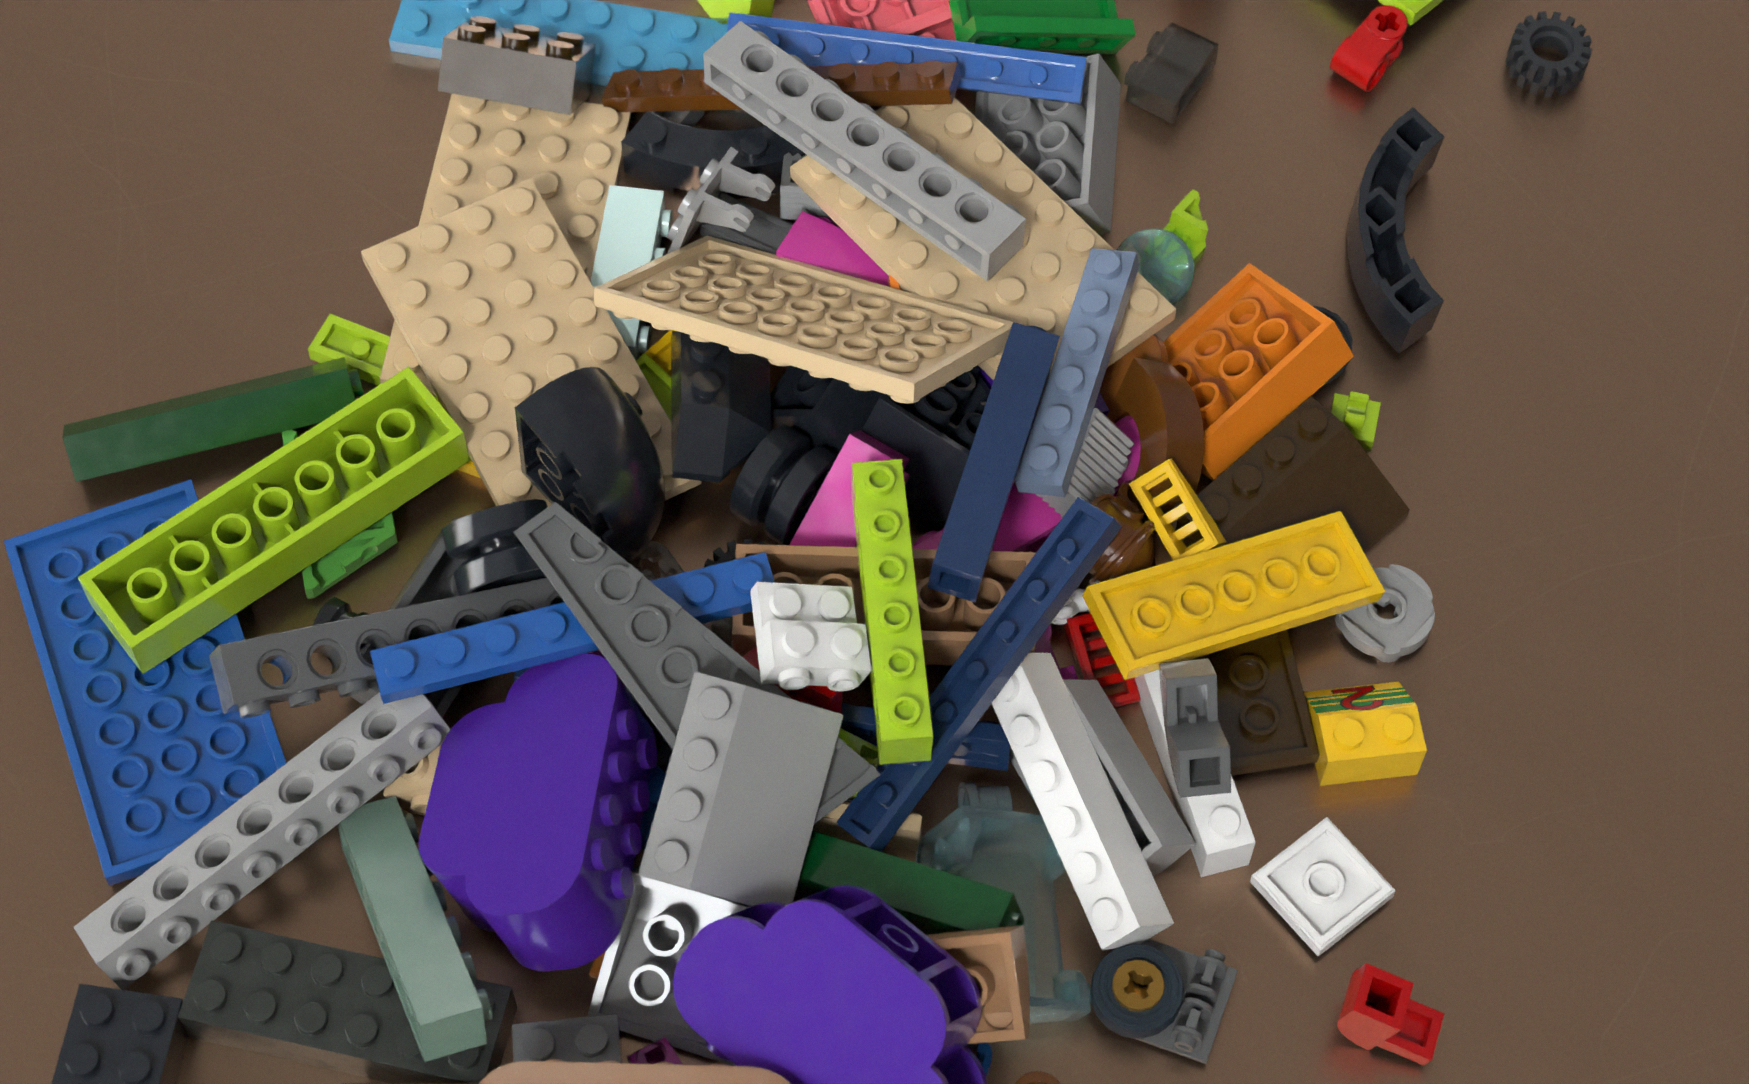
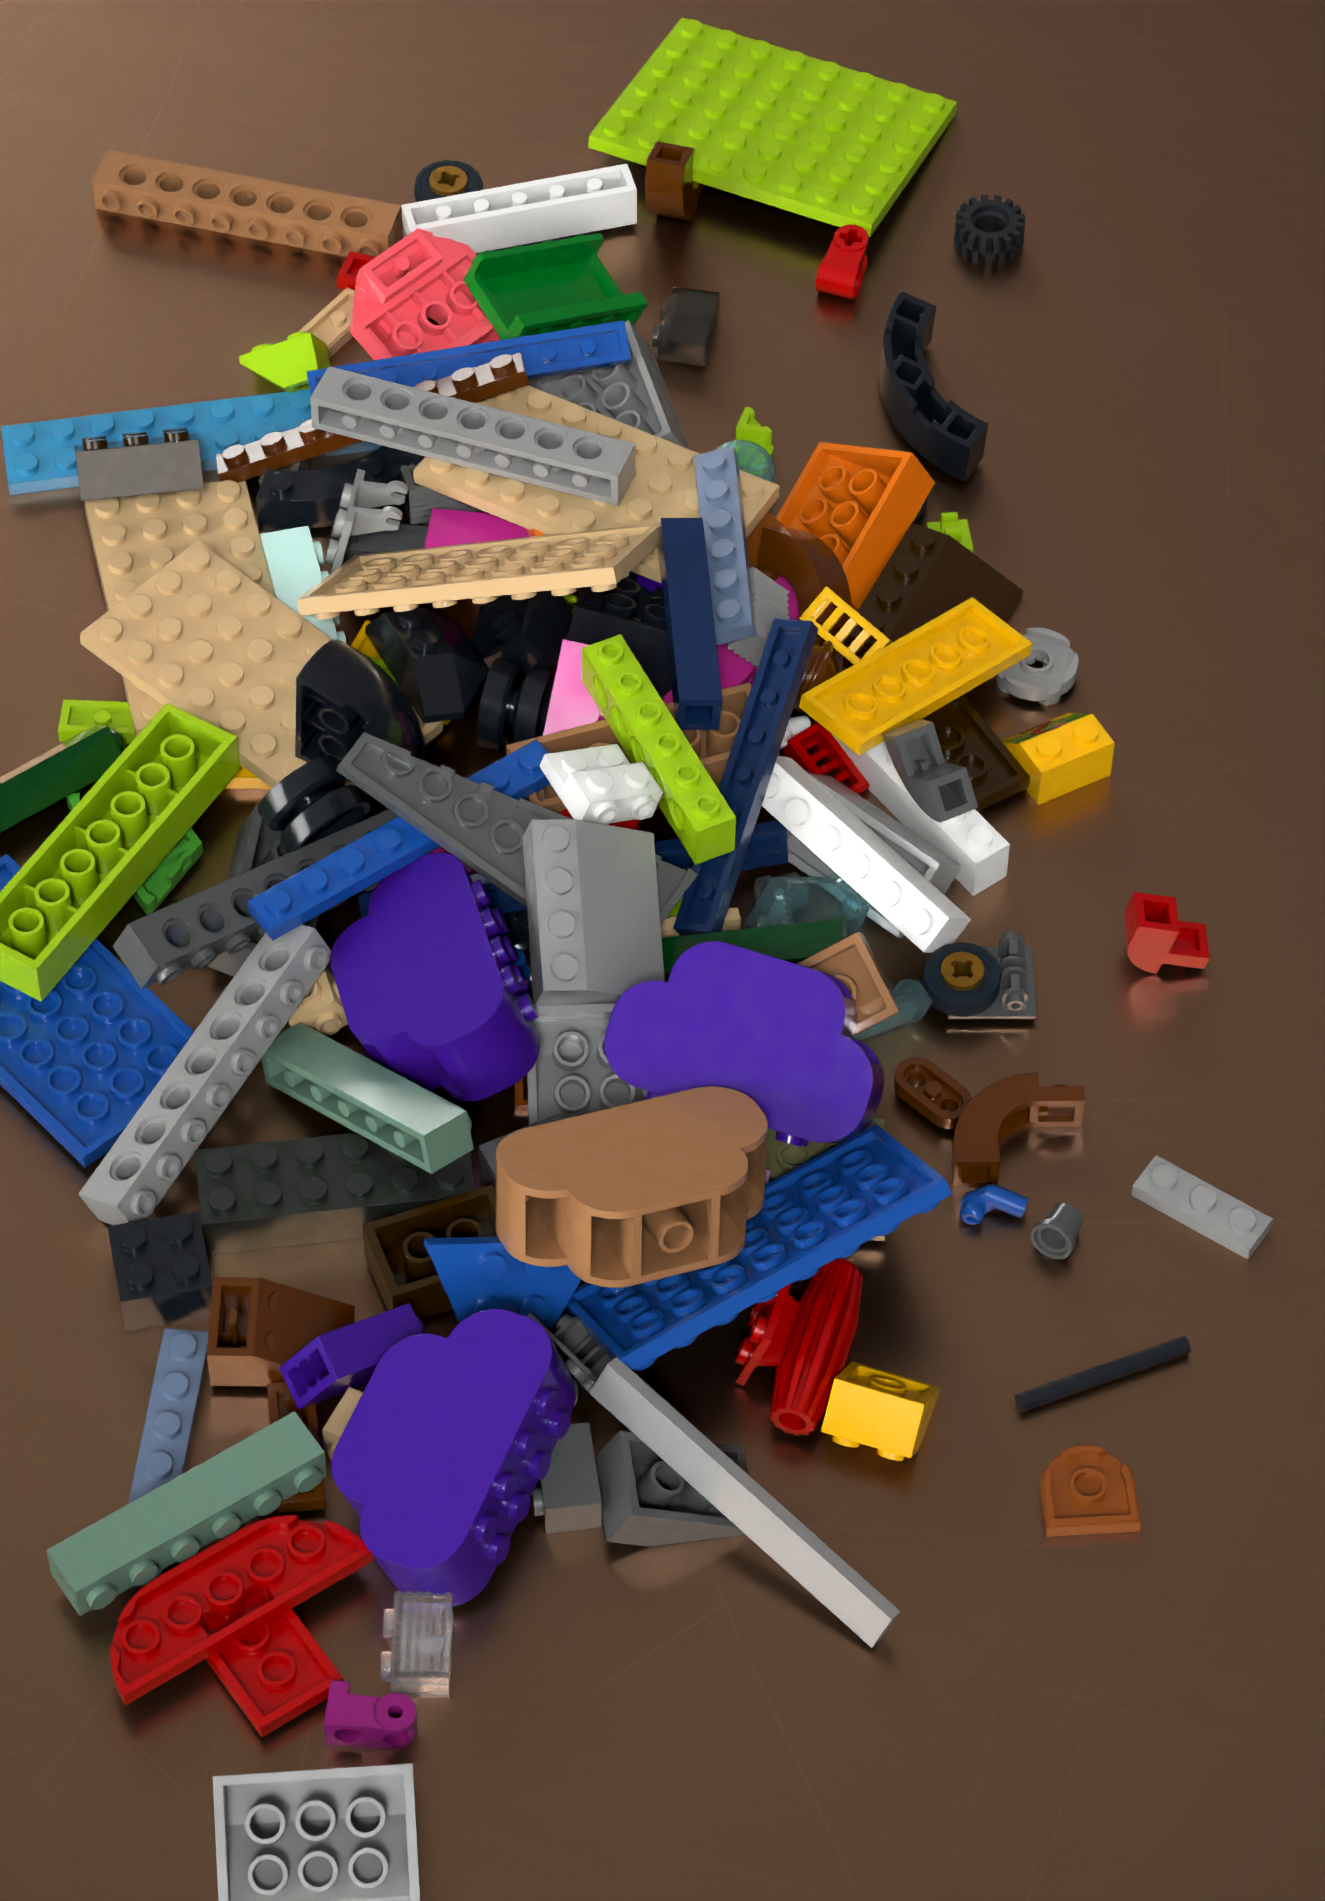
camera: 20 degrees left, 10 degrees down
(1322, 886) = (1072, 869): white plate -> none

